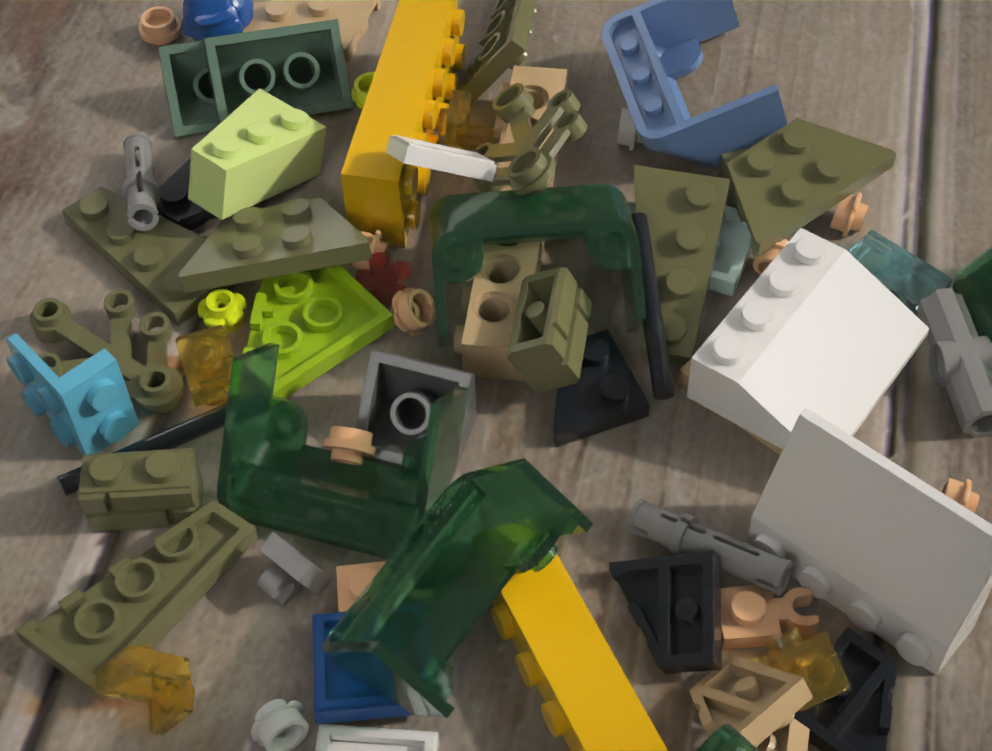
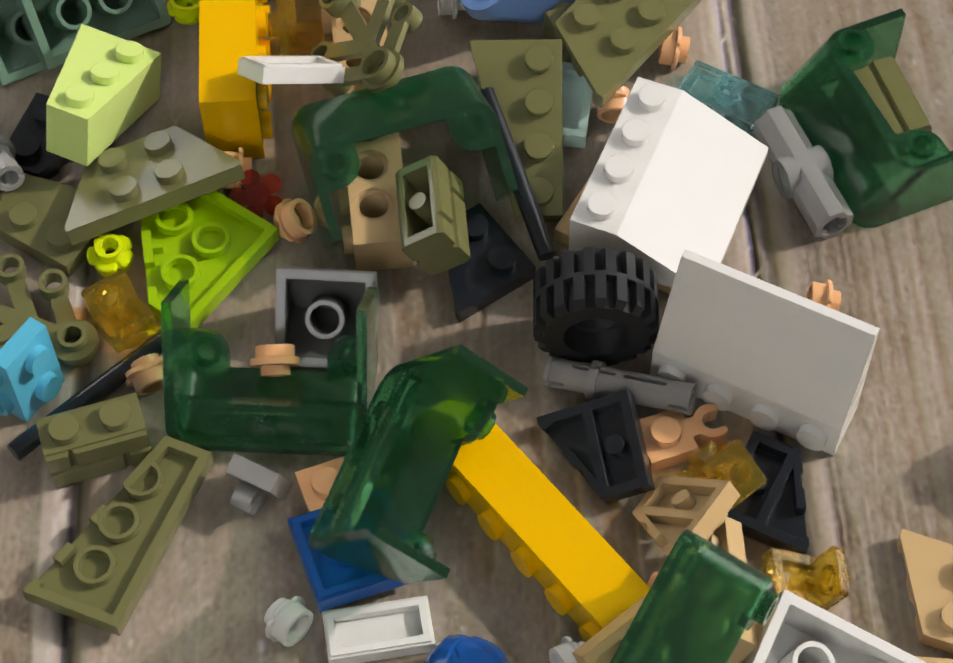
camera: 15 degrees left, 5 degrees up
(150, 678) = (164, 606): clear yellow bracket -> none
(210, 434) = (146, 374): none -> light nougat plate
(699, 454) = (595, 306): none -> black tyre

